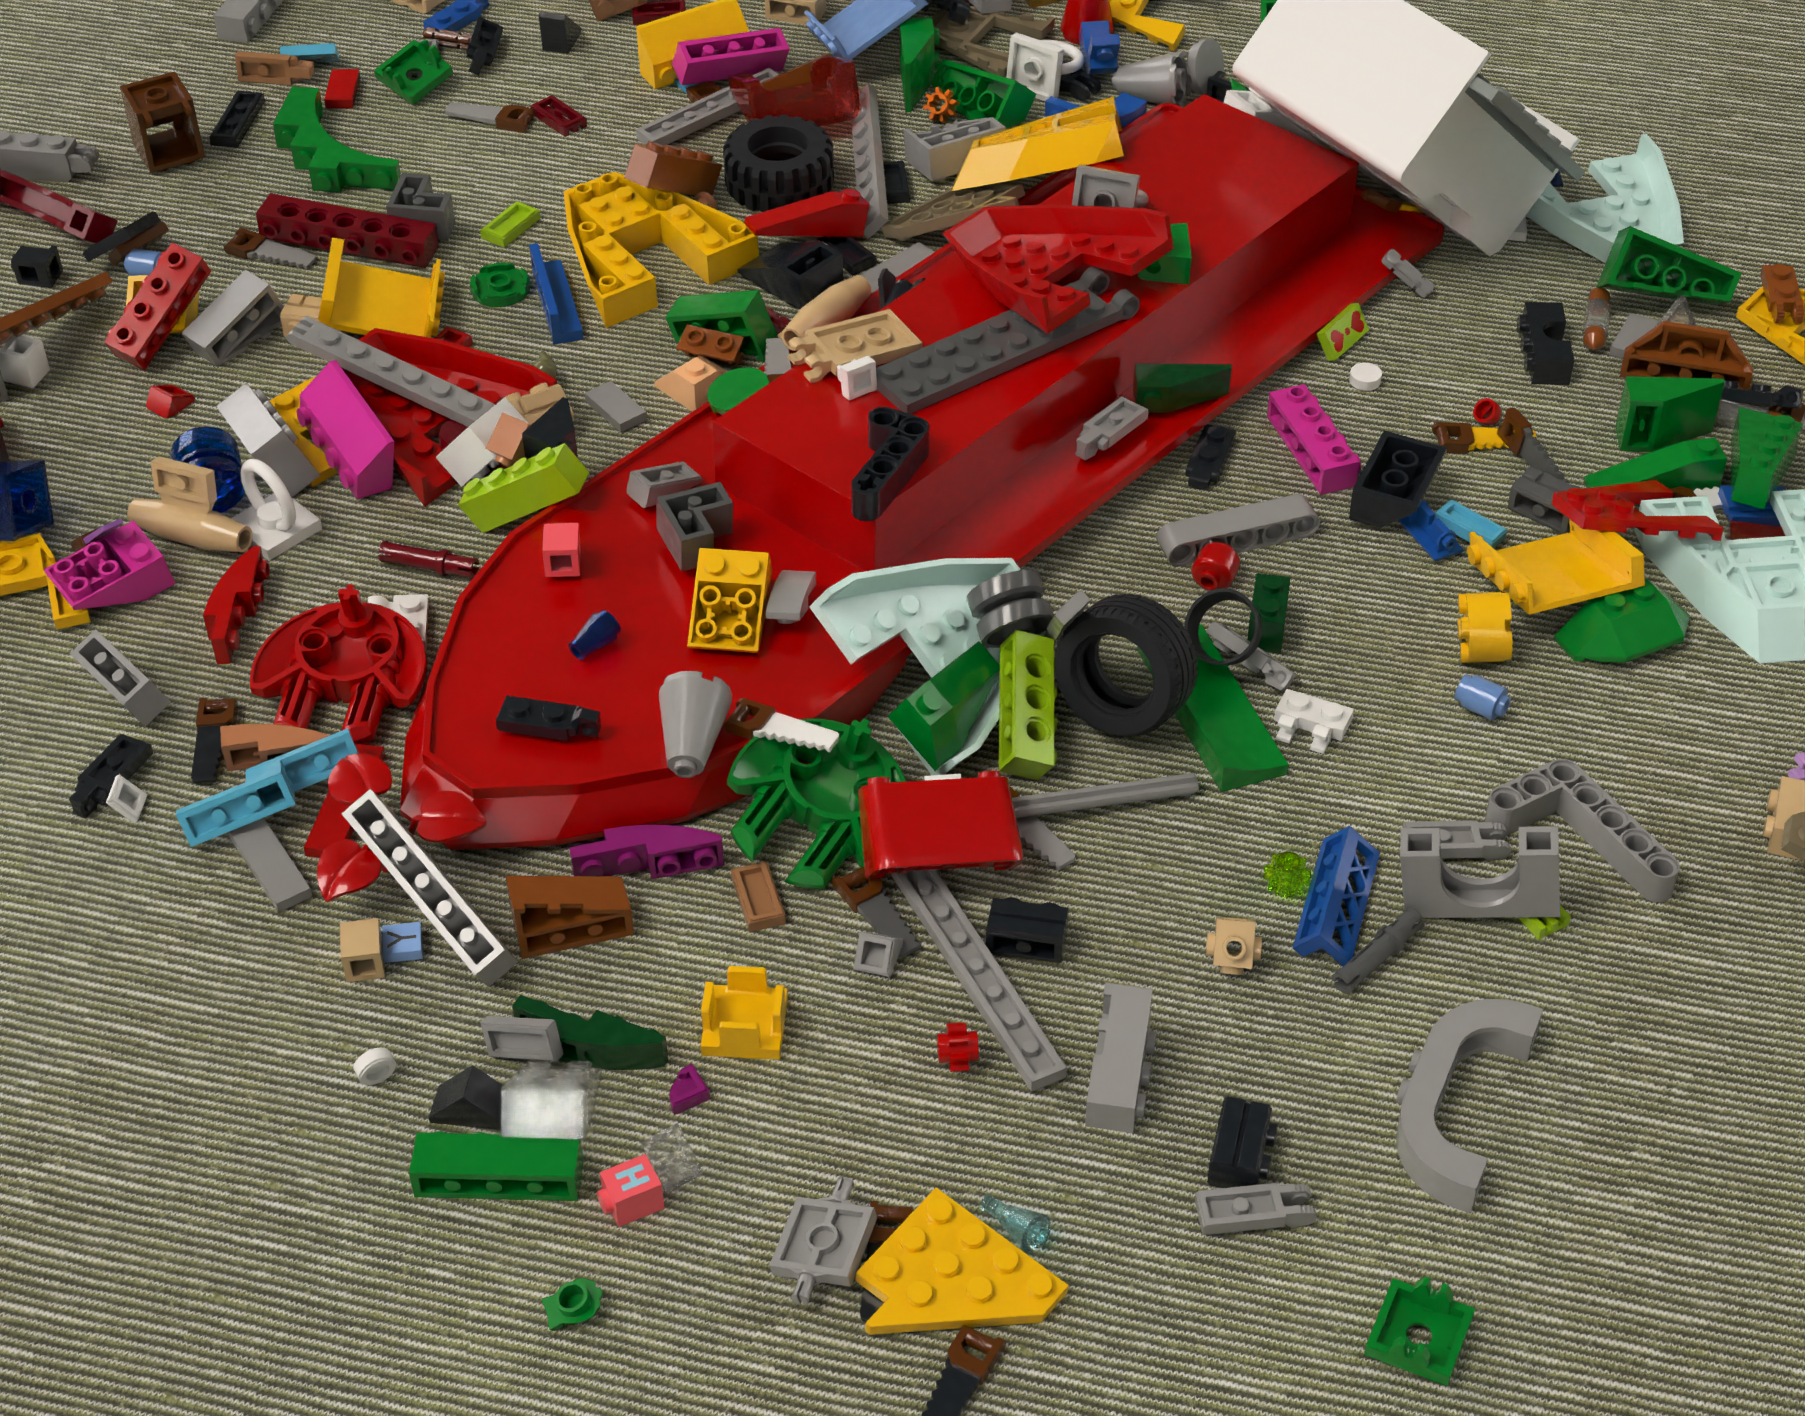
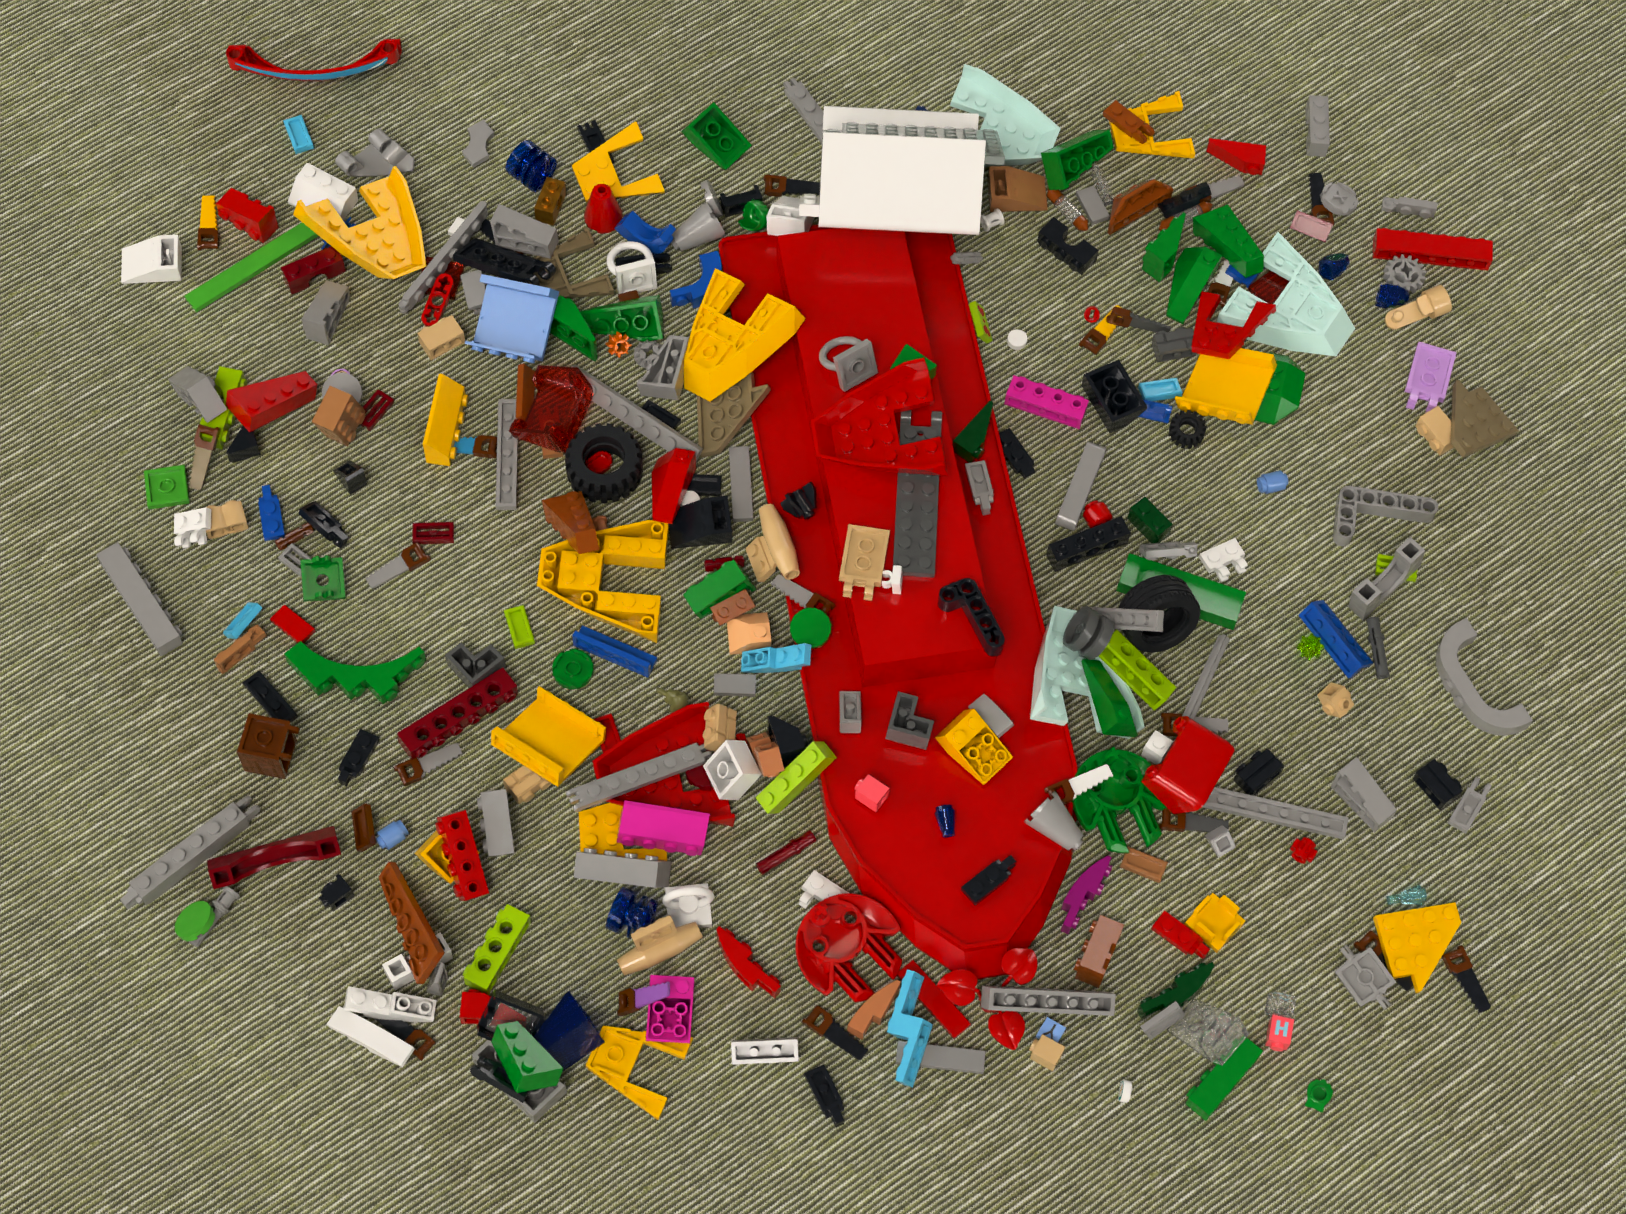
camera: 55 degrees left, 20 degrees up
(70, 407) = (486, 980): none -> lime brick
(121, 236) = (360, 834): black tile -> none
(126, 798) = (851, 1098): white slope -> none
(168, 400) = (528, 896): red slope -> none
(223, 202) = (357, 756): none -> black hinge
(468, 1101) = (1174, 1065): black slope -> none
(673, 399) = (776, 659): none -> medium azure slope
(684, 993) = (1180, 935): none -> red hinge
(687, 1090) = (1234, 972): magenta tile -> none
(729, 55) = (478, 412): dark pink brick -> none
(1159, 574) = (1088, 544): none -> black brick
(1198, 610) = (1175, 561): black tyre -> none
(1422, 1306) = (1578, 783): green piece -> none
(1450, 565) = (1189, 419): none -> black tyre
(1469, 838) = (1341, 568): light grey hinge -> none
(1485, 627) = (1239, 445): yellow brick -> none
(1489, 270) = (992, 219): none -> white bush
(1551, 261) = (1015, 190): none -> medium nougat slope

